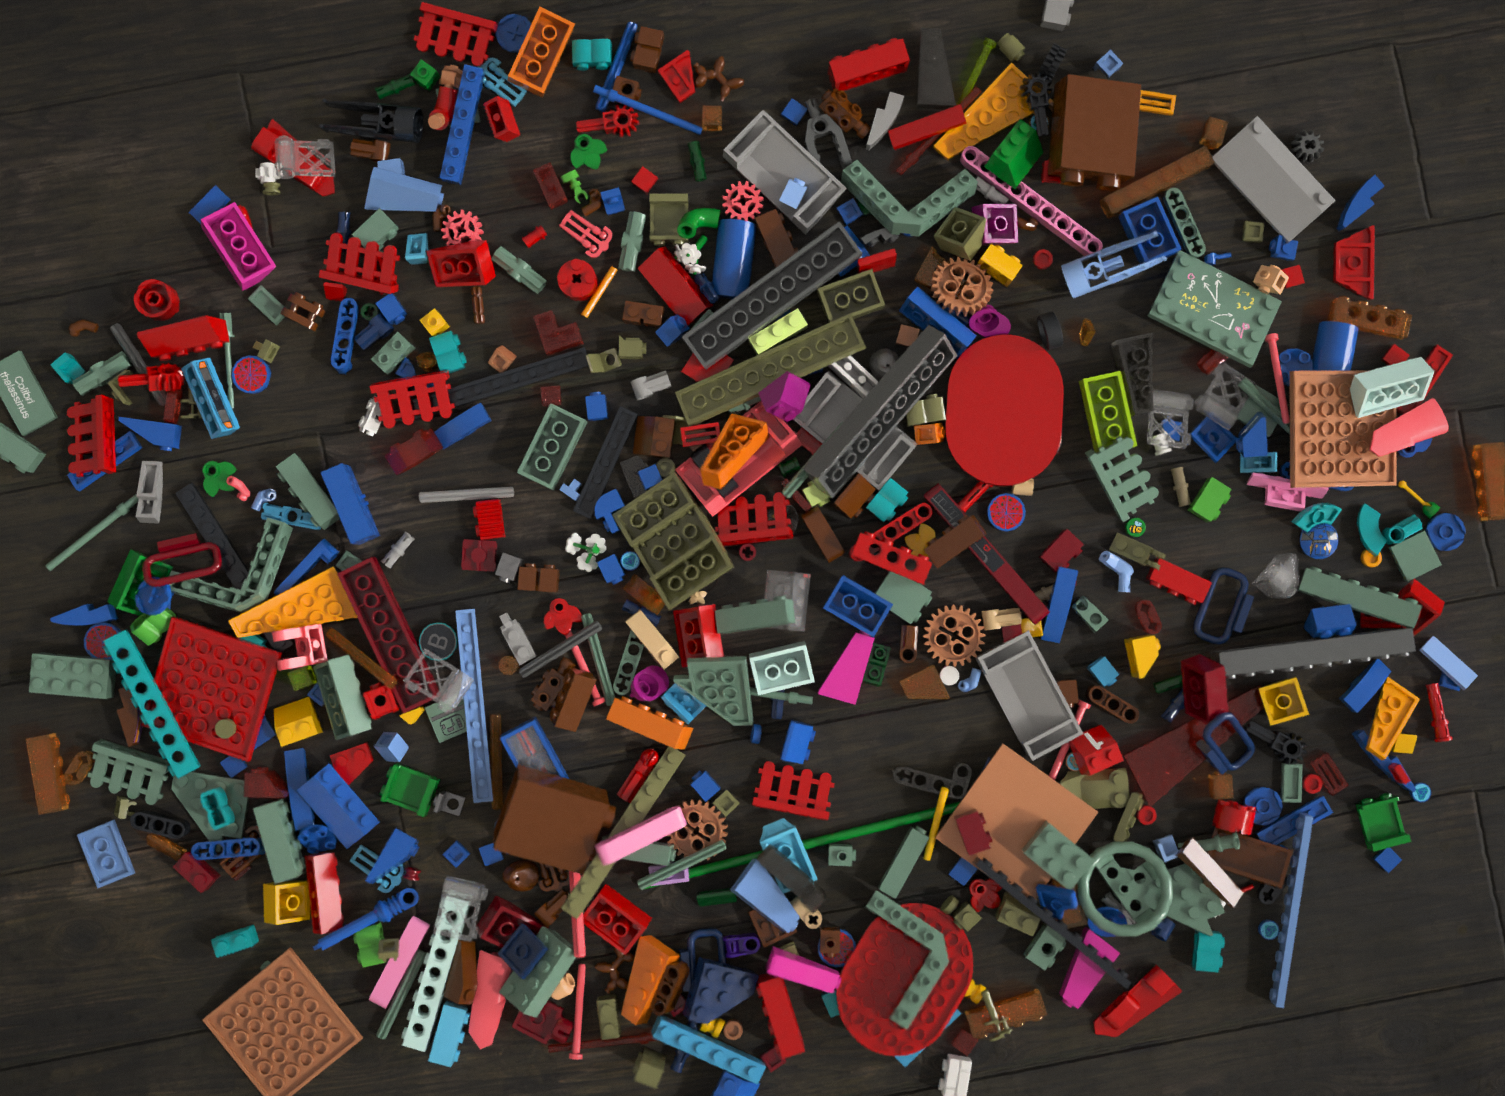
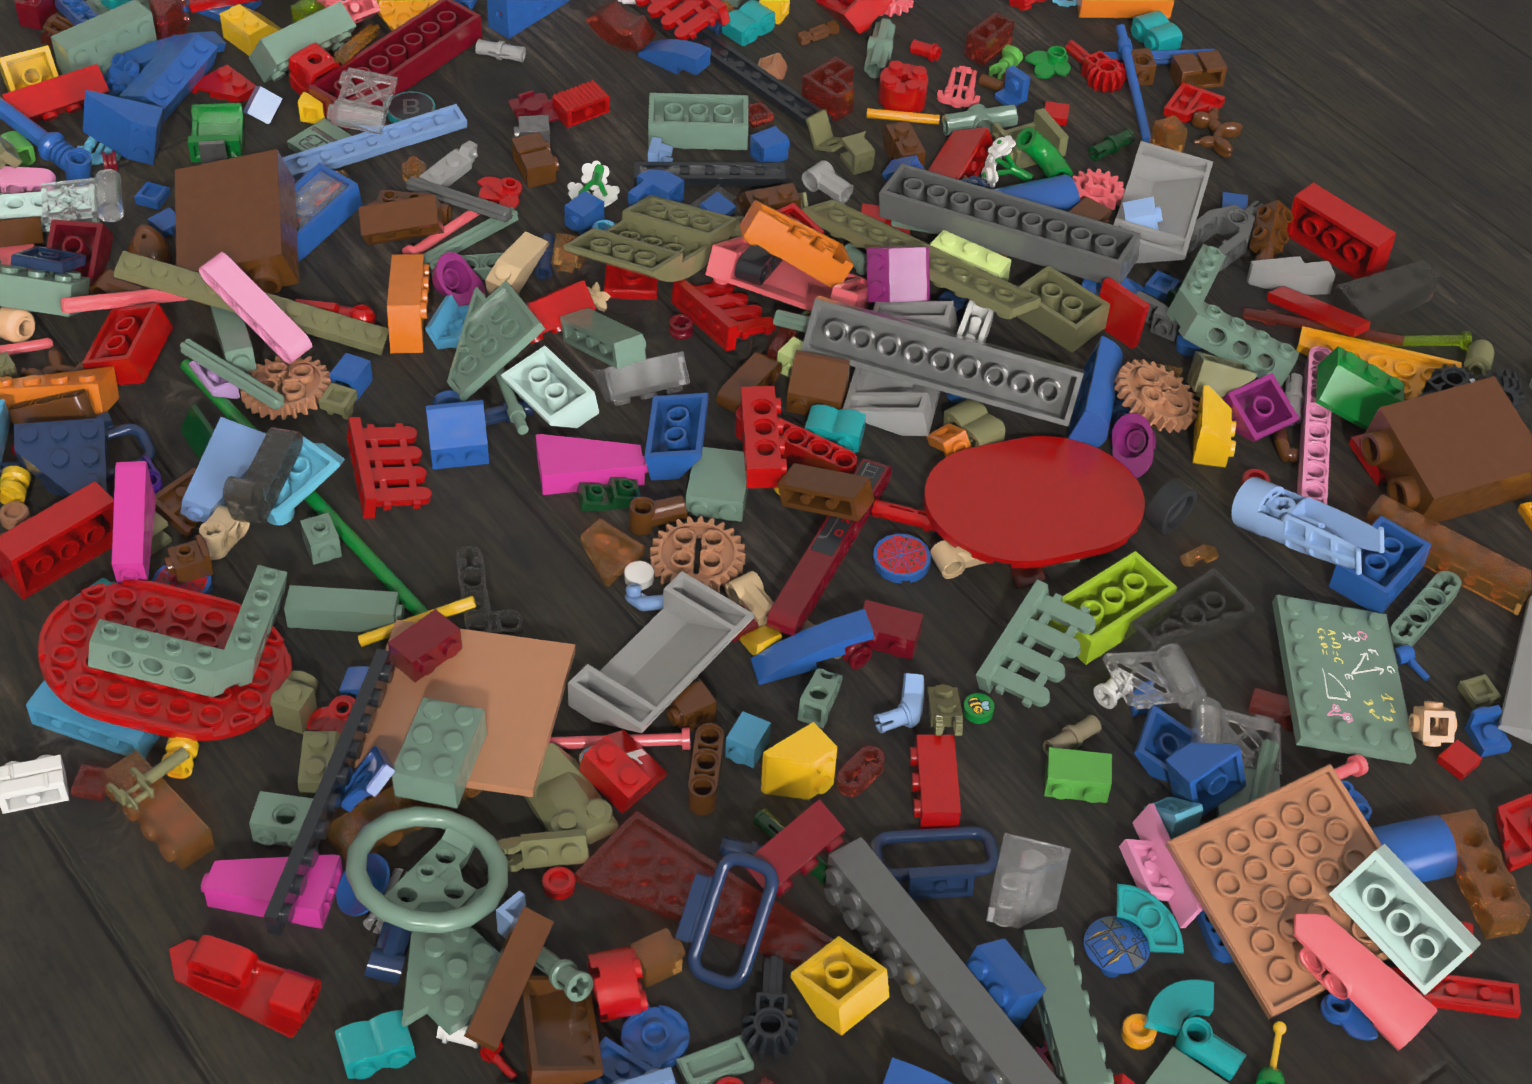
camera: 60 degrees right, 40 degrees down
(468, 494) = (590, 73): light grey axle -> none

